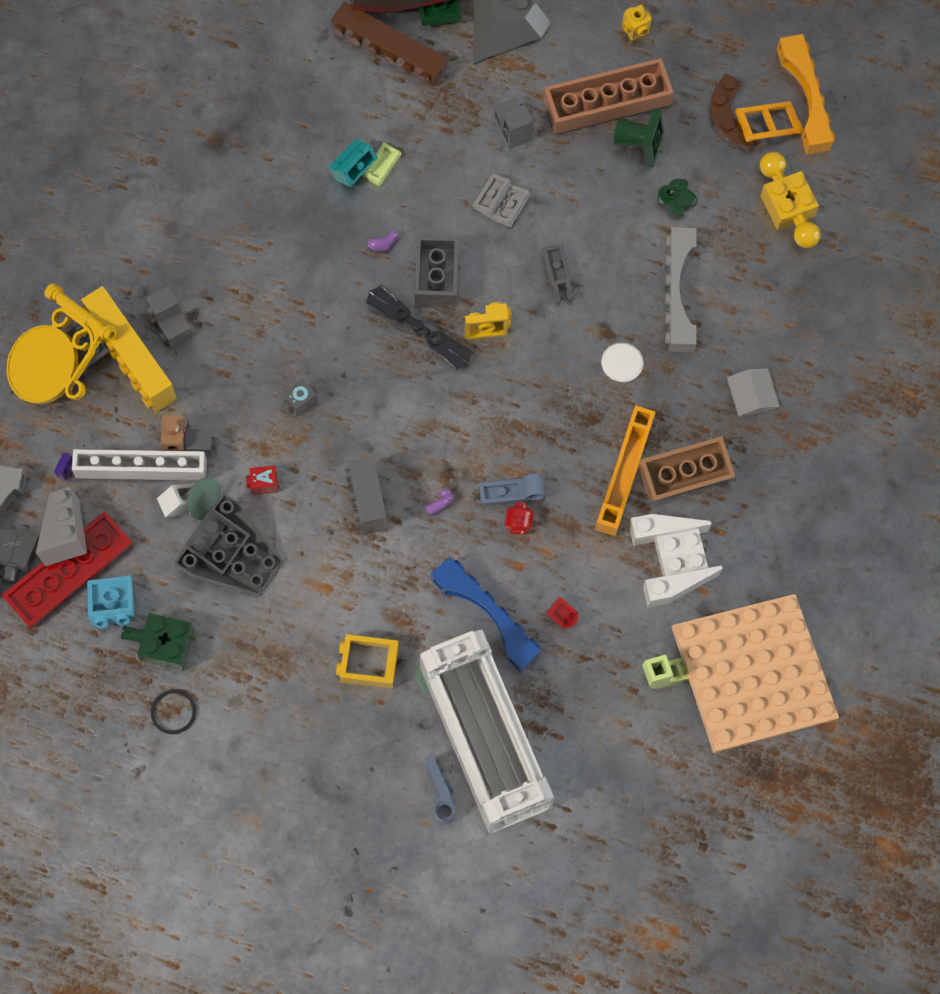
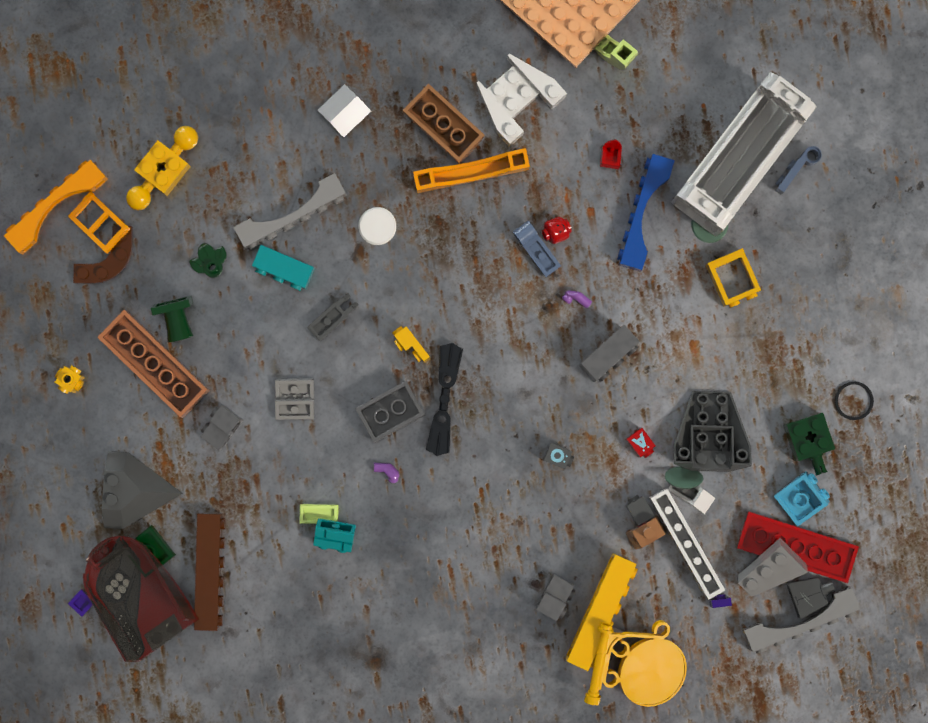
camera: 120 degrees left, 15 degrees up
(631, 254) = (283, 268): none -> teal brick

